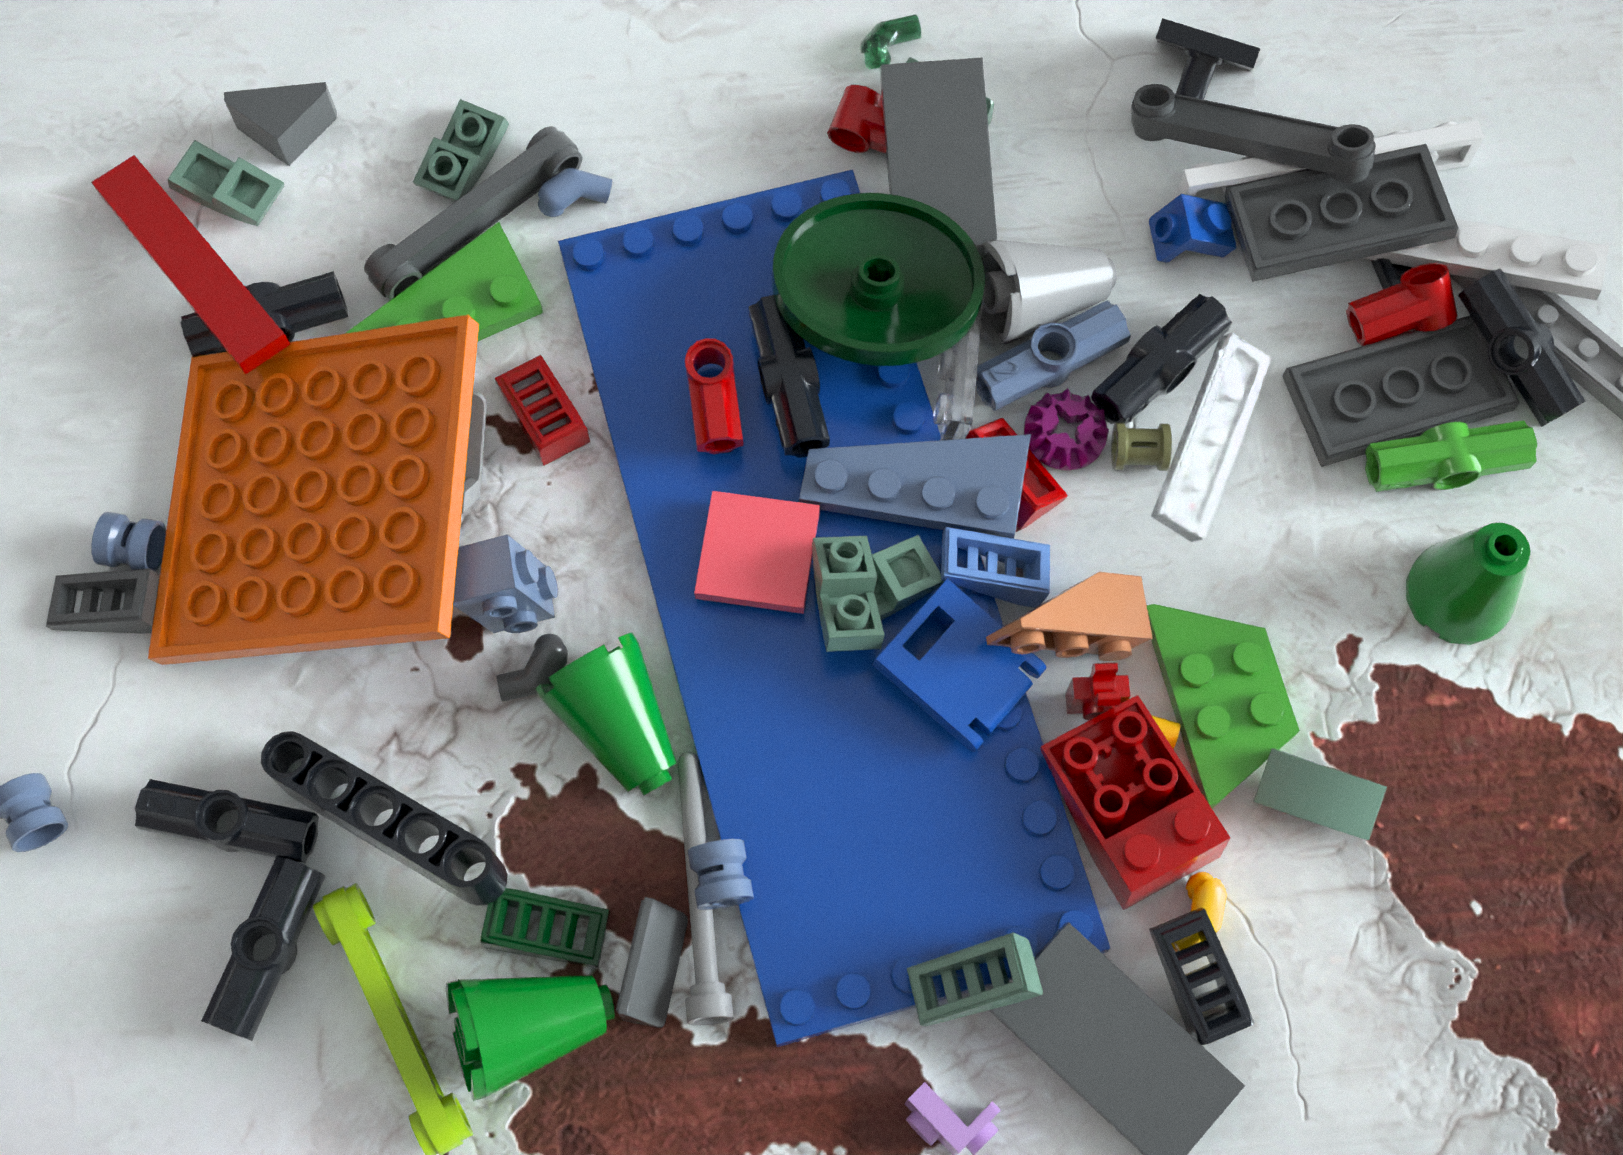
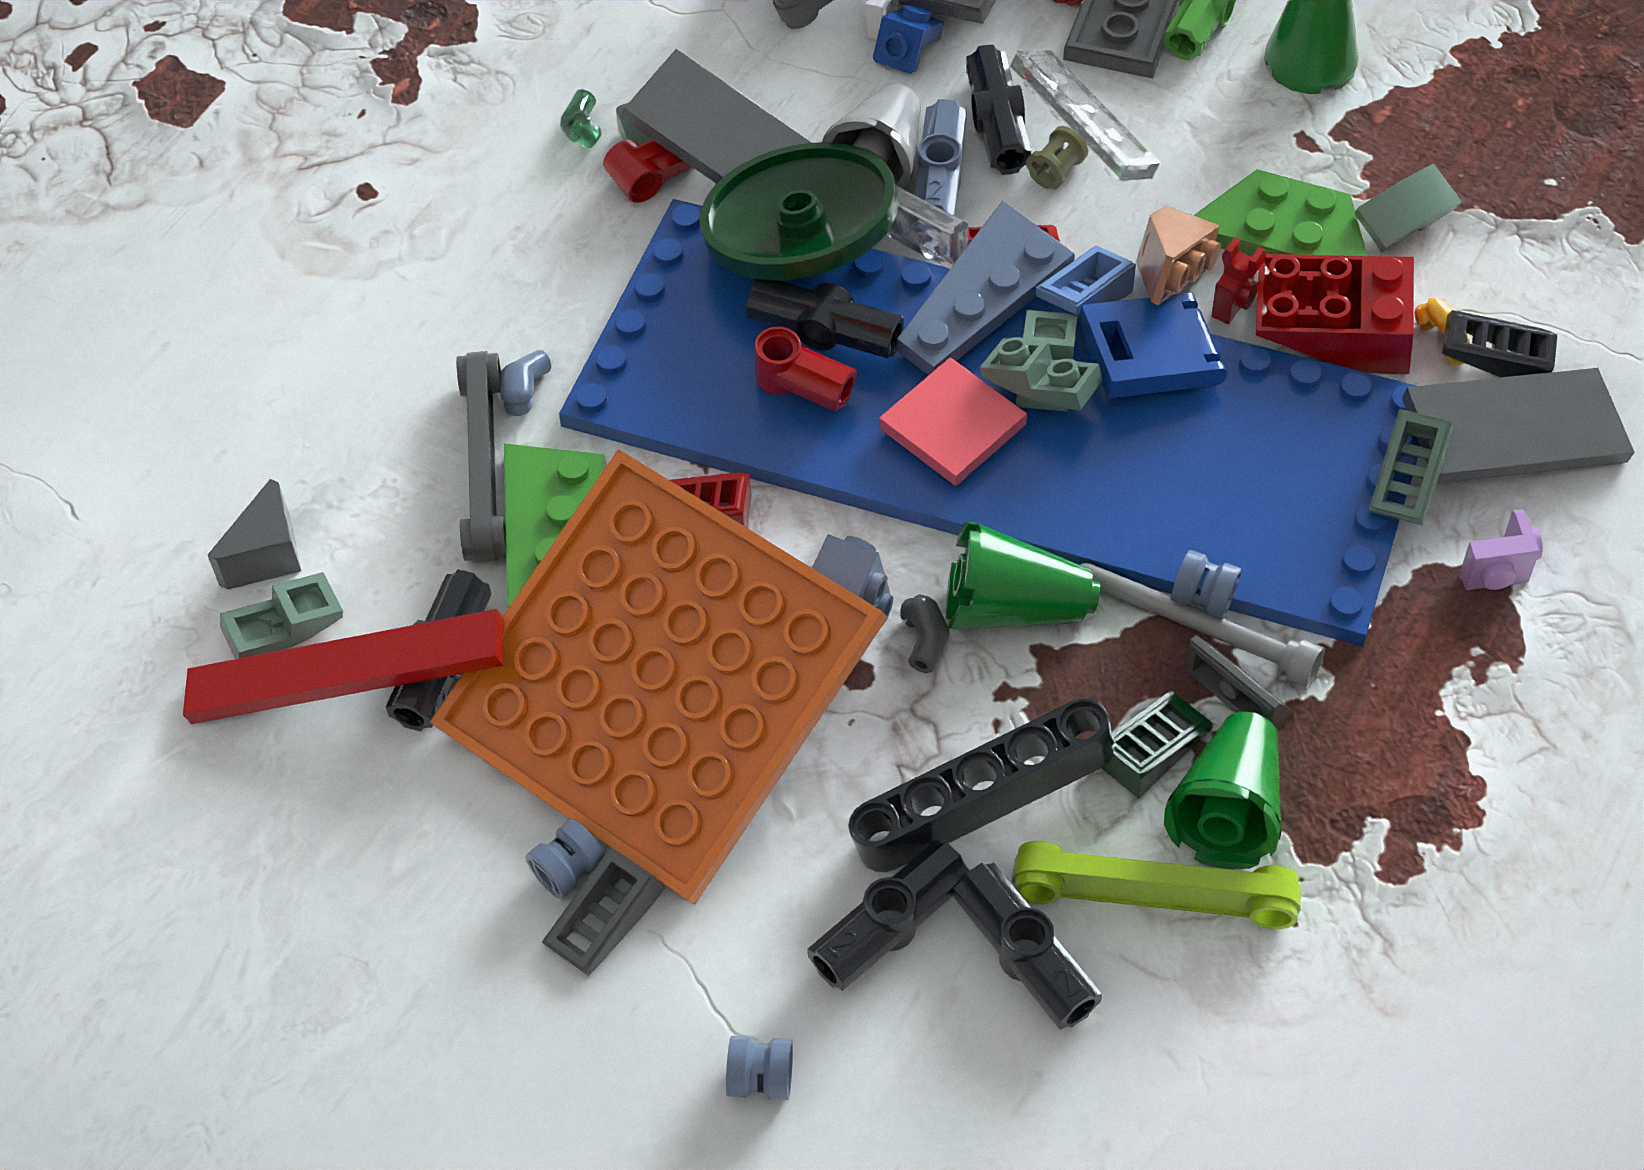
camera: 50 degrees left, 15 degrees down
(463, 153) = (411, 437): sand green slope -> none
(1060, 450) = (983, 190): magenta gear -> none

